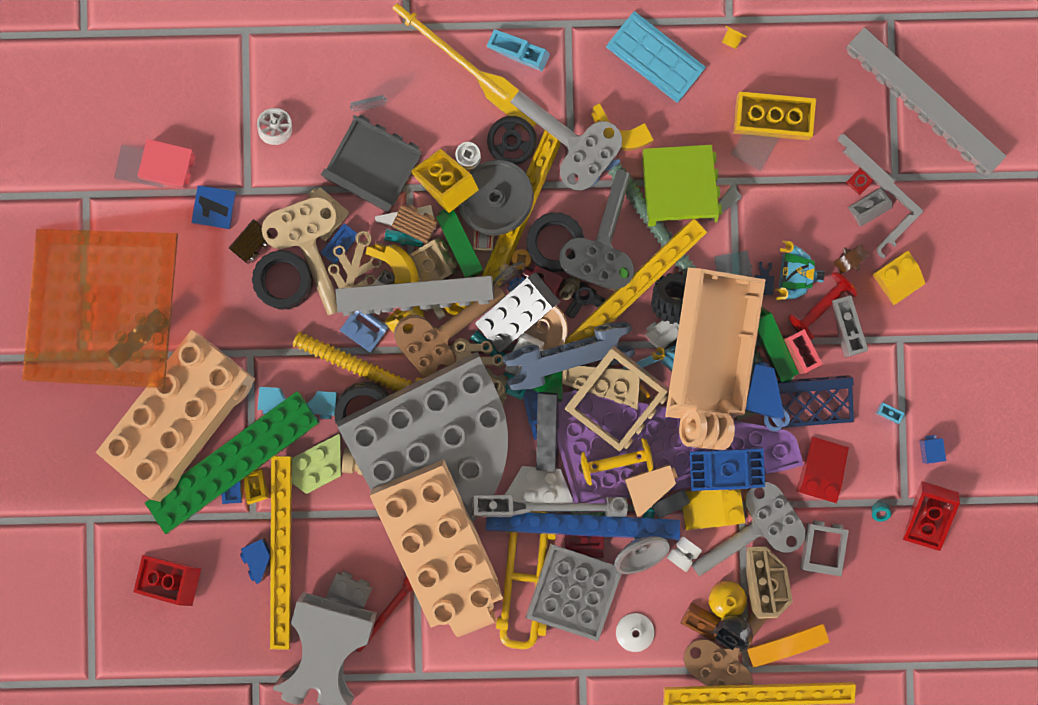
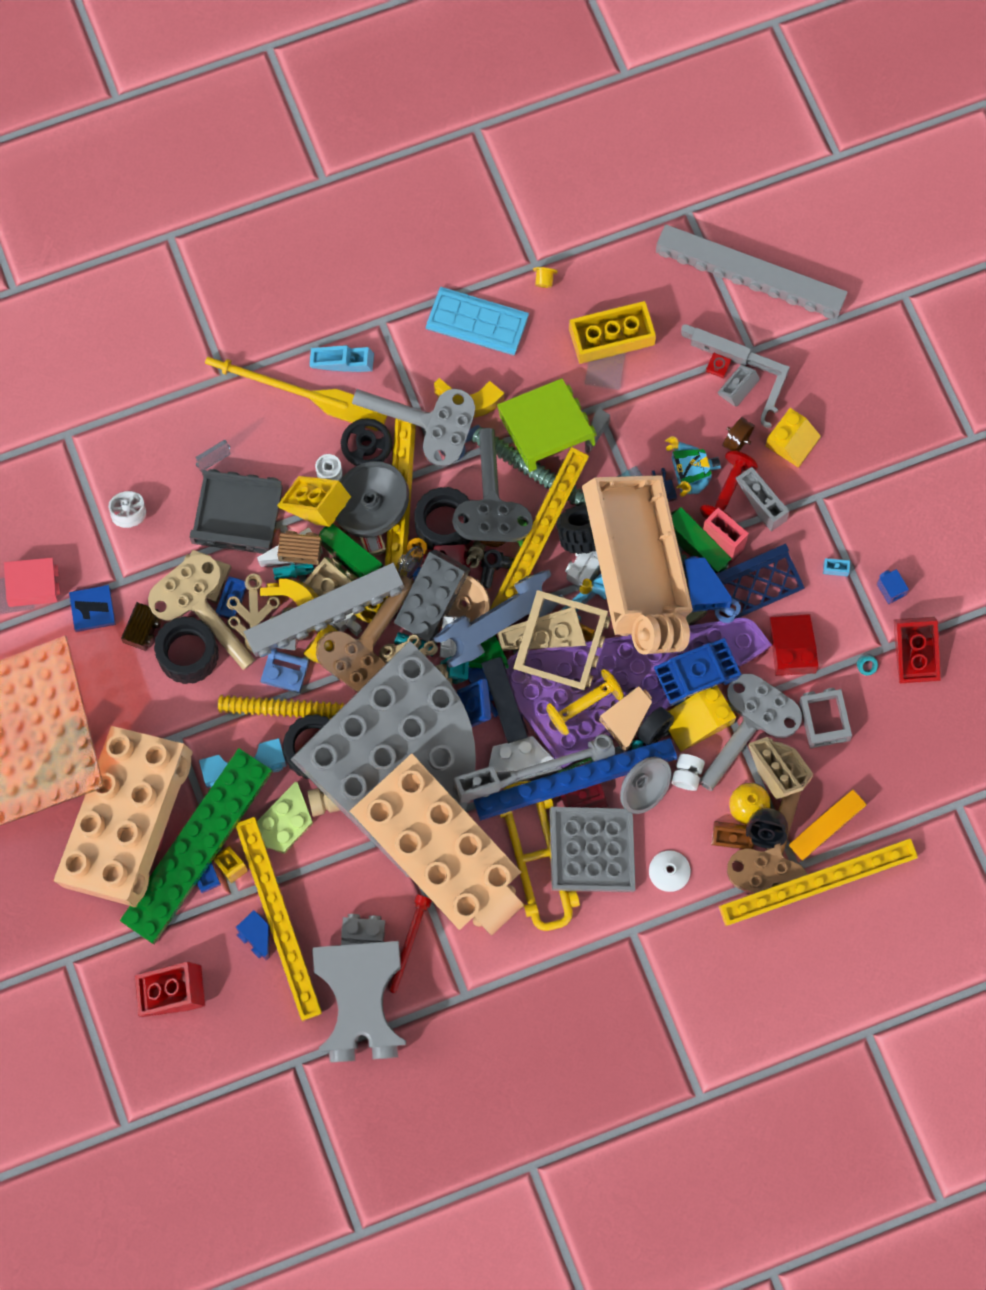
camera: 20 degrees left, 15 degrees down
(520, 423) = (476, 701): none -> blue tile

